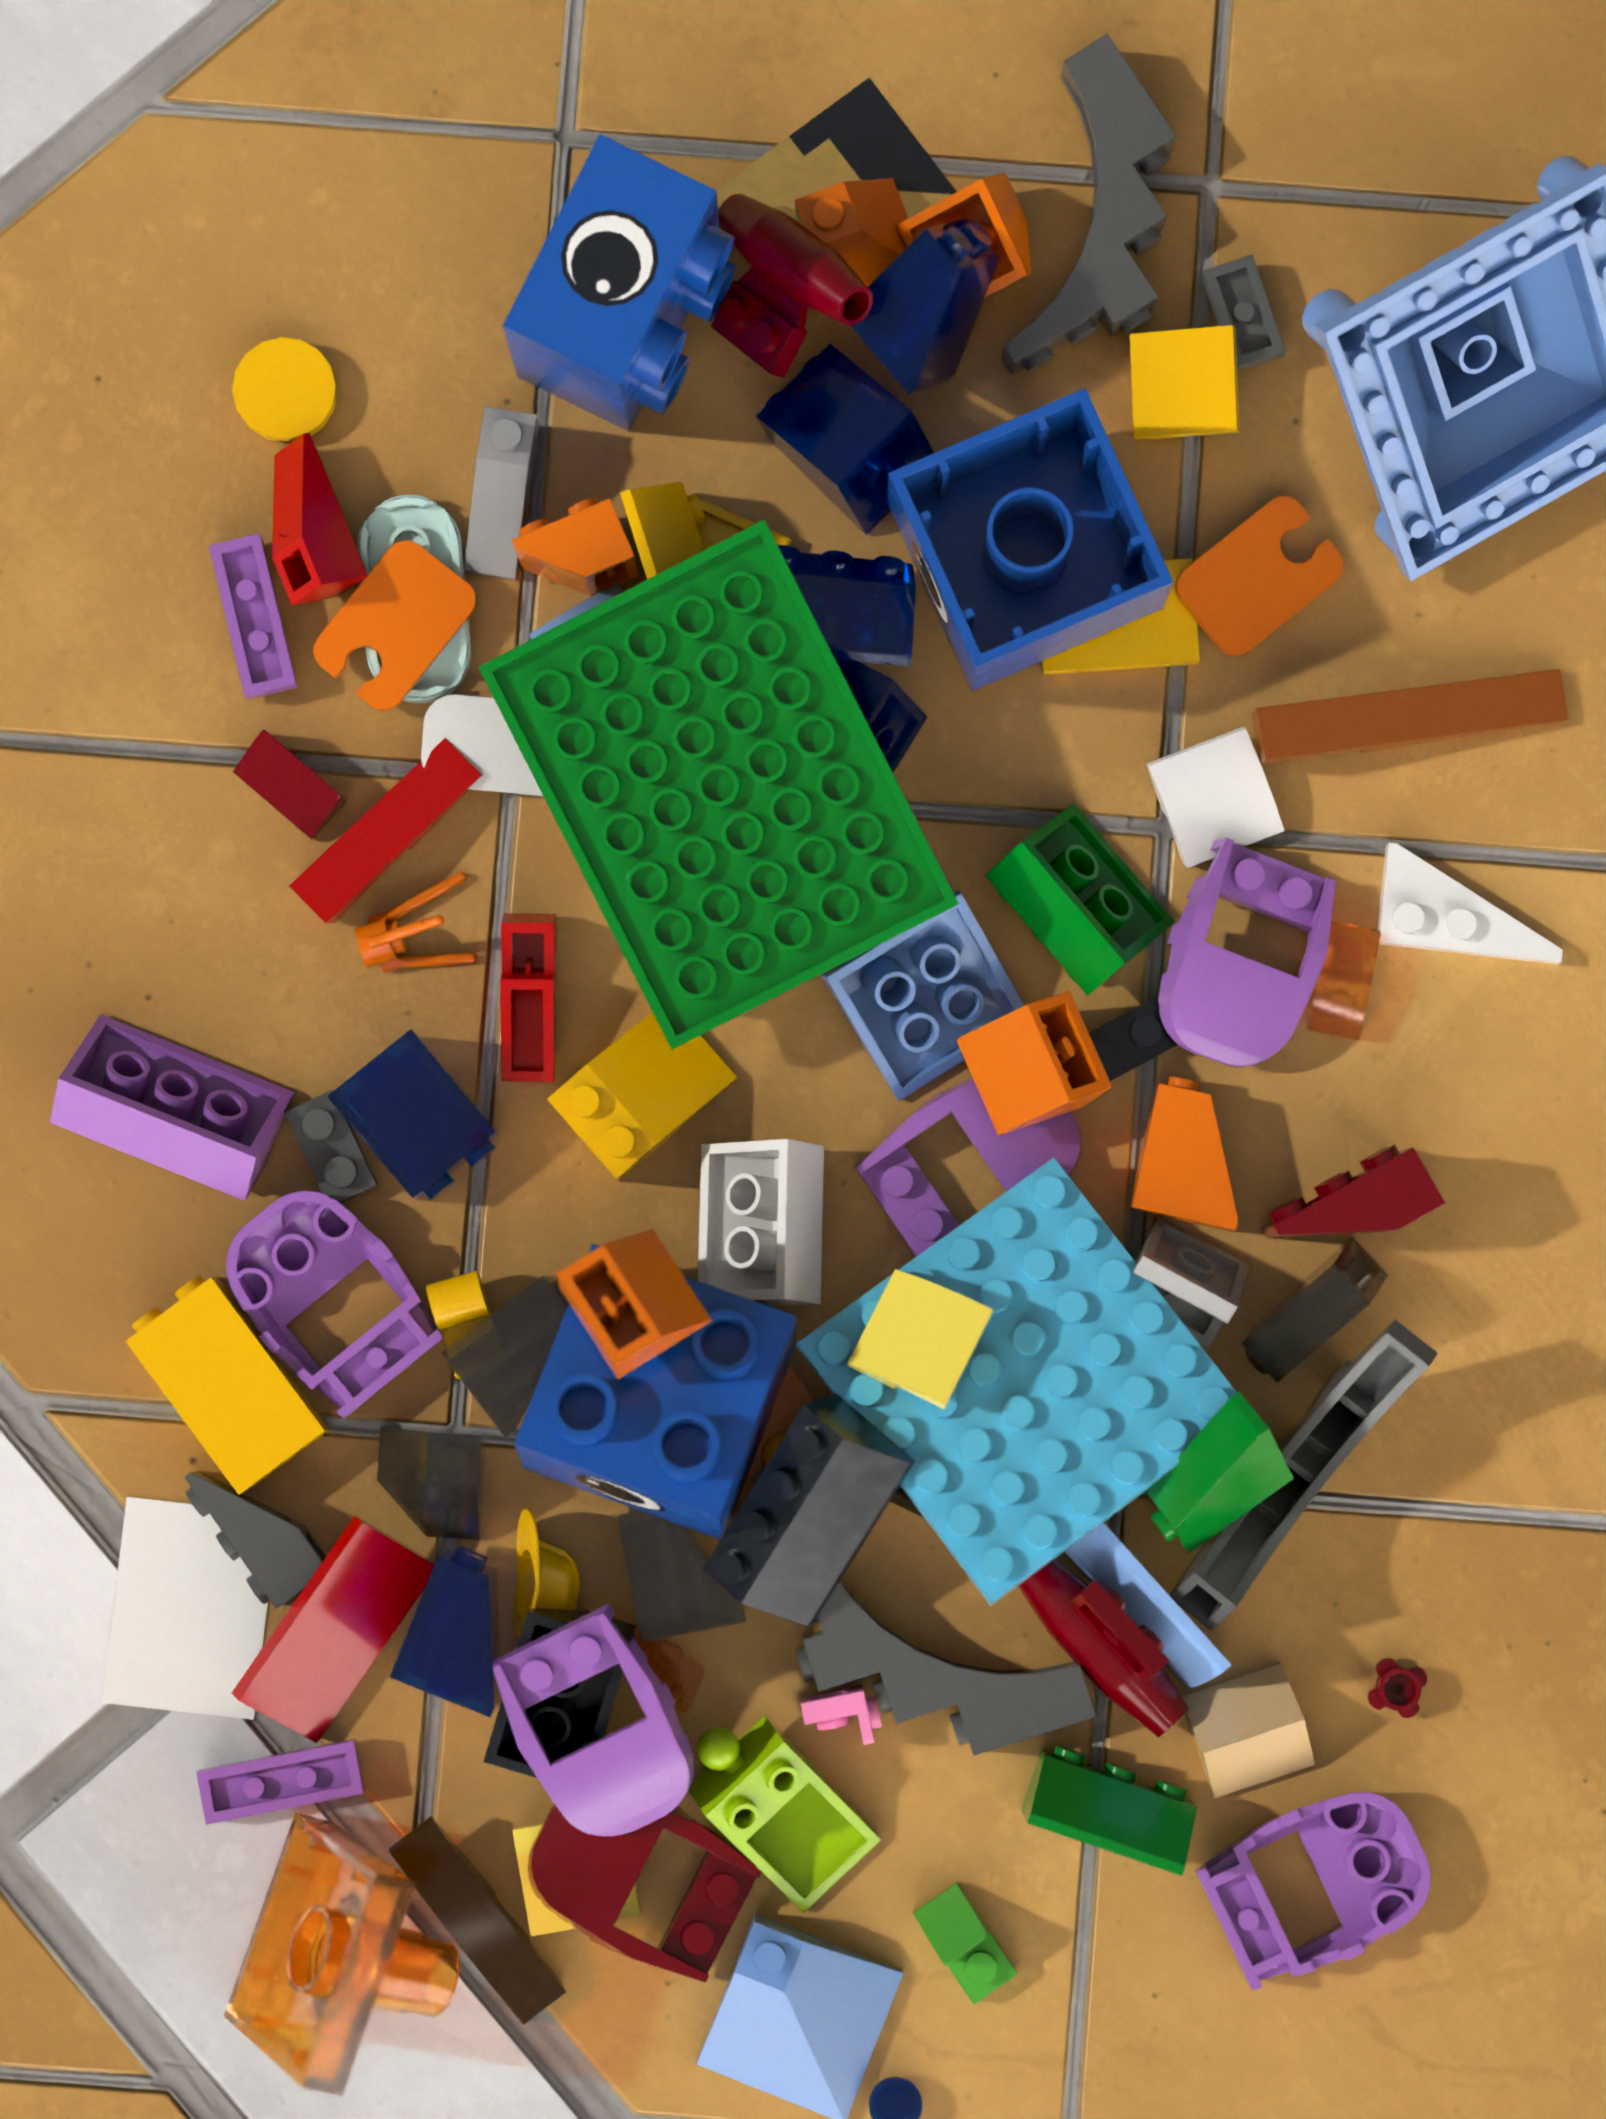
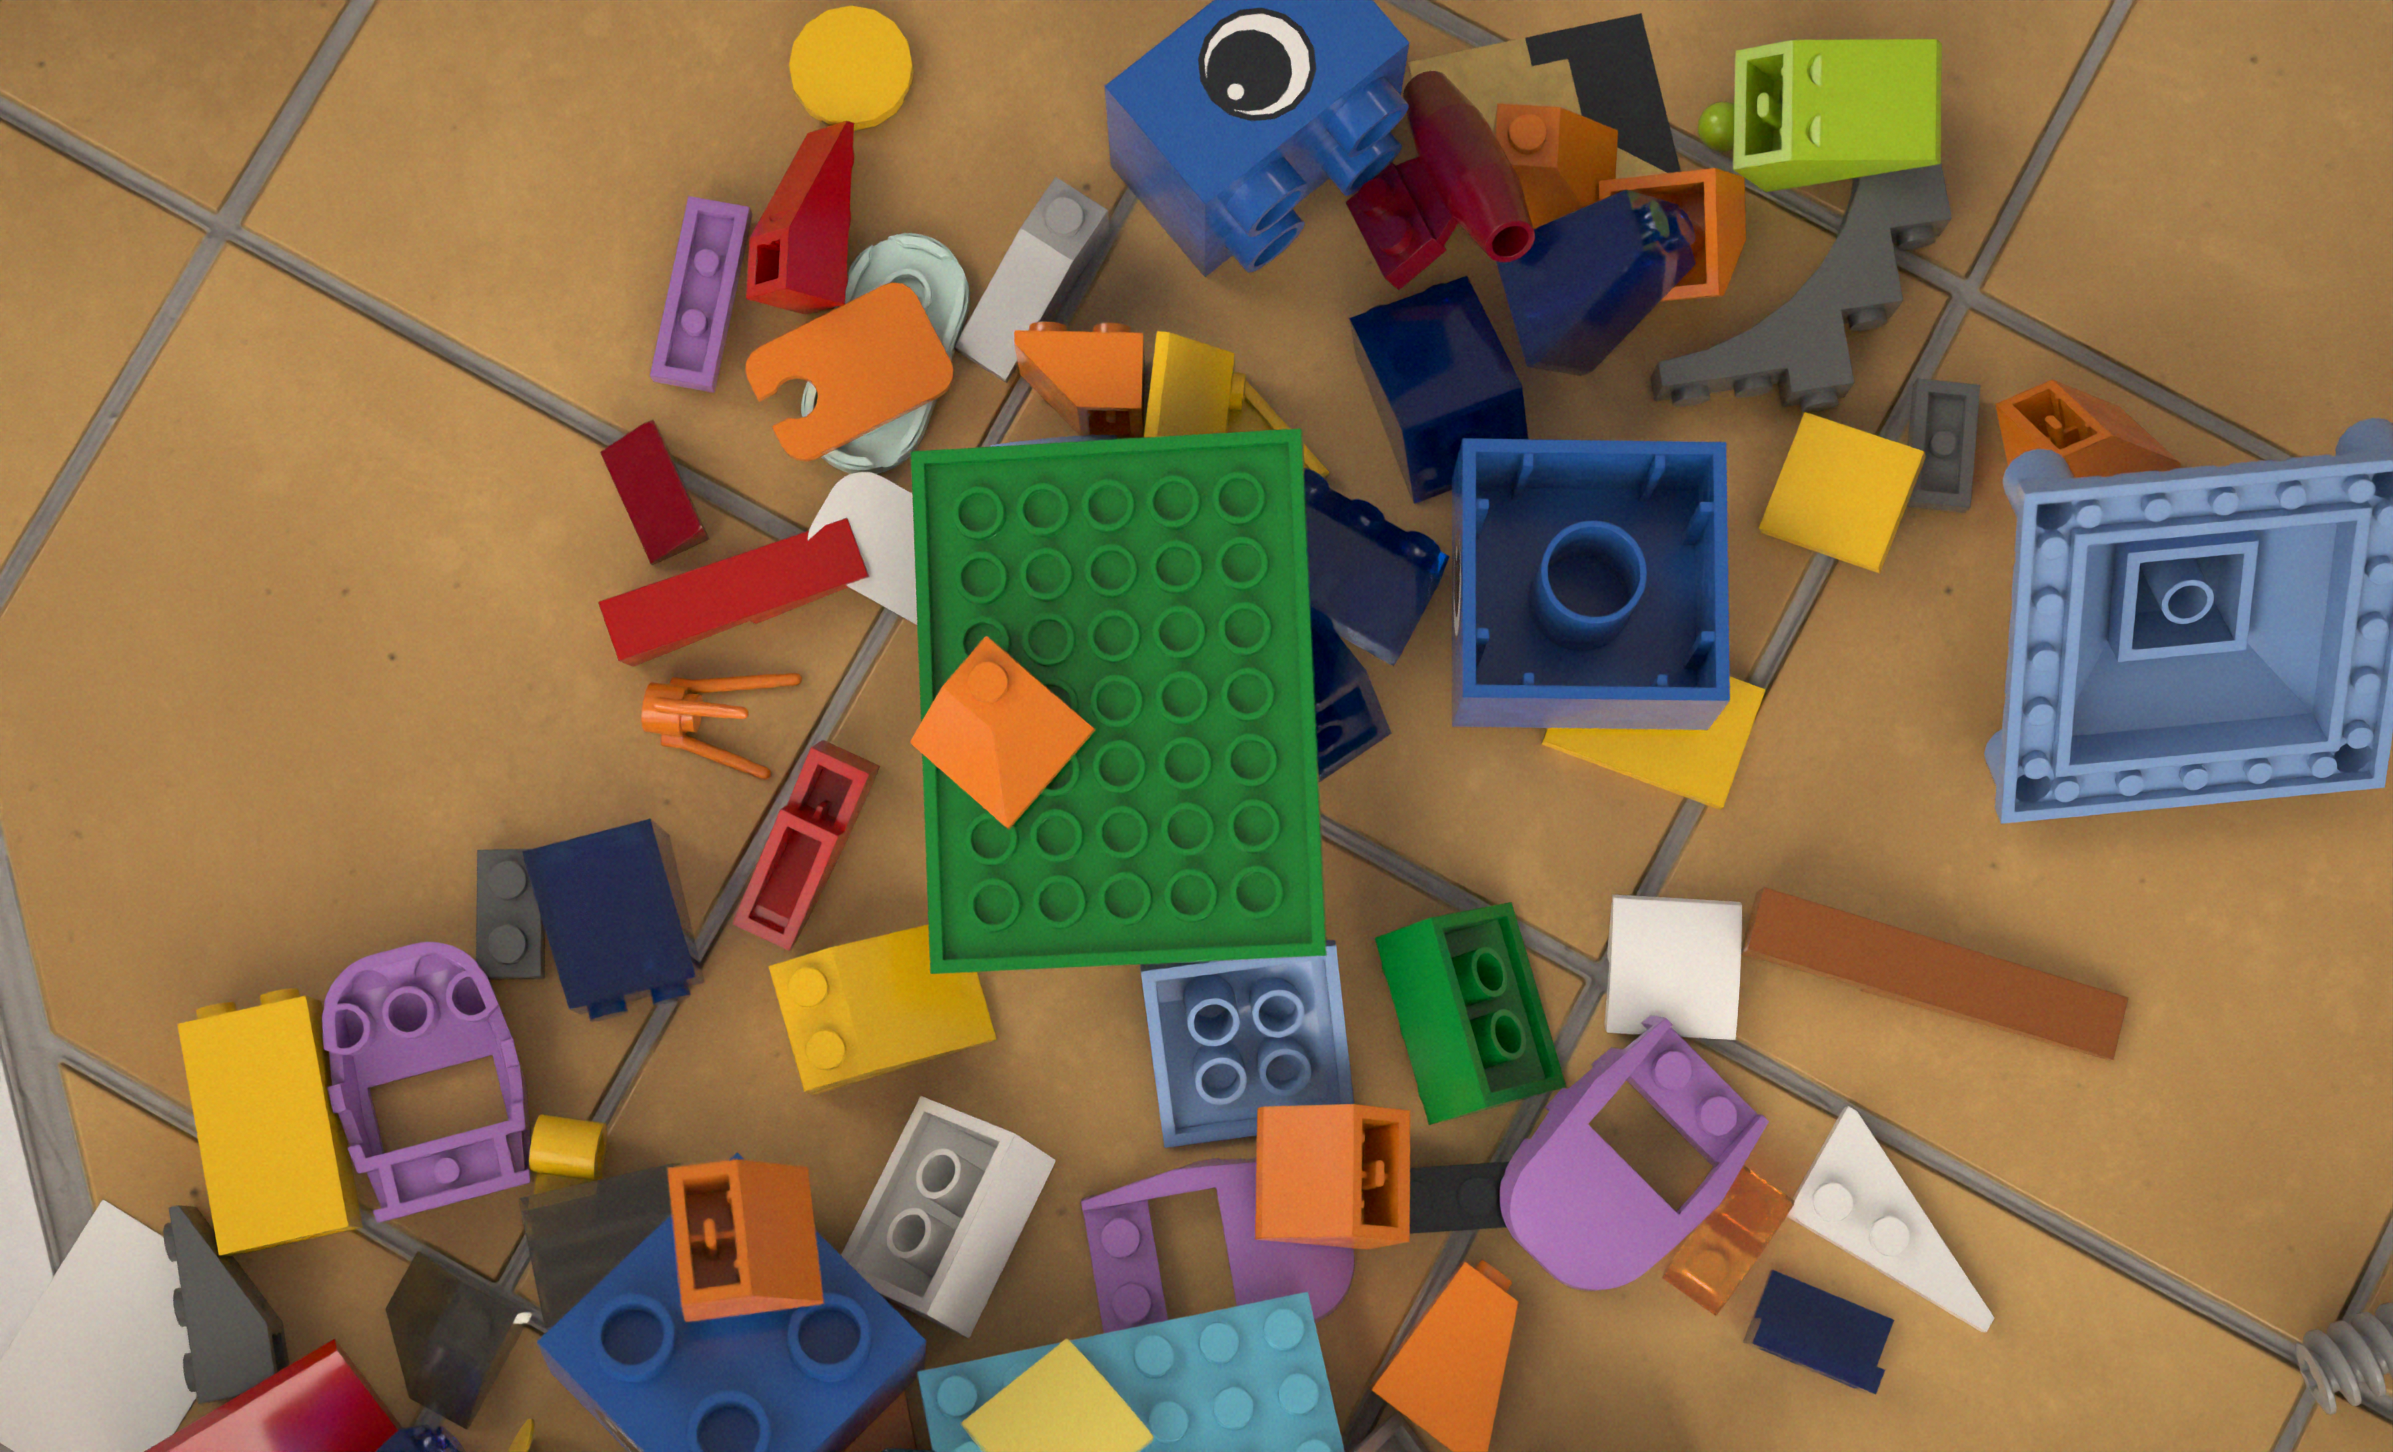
camera: 25 degrees right, 5 degrees down
(170, 1107) = (355, 787): medium lavender slope -> none
(643, 848) = (999, 732): none -> orange slope
(1048, 93) = (1830, 110): none -> lime slope
(1246, 584) = (1814, 745): orange piece -> none
(1345, 258) = (2082, 428): none -> orange slope
(1440, 1018) = (1820, 1332): none -> clear blue panel

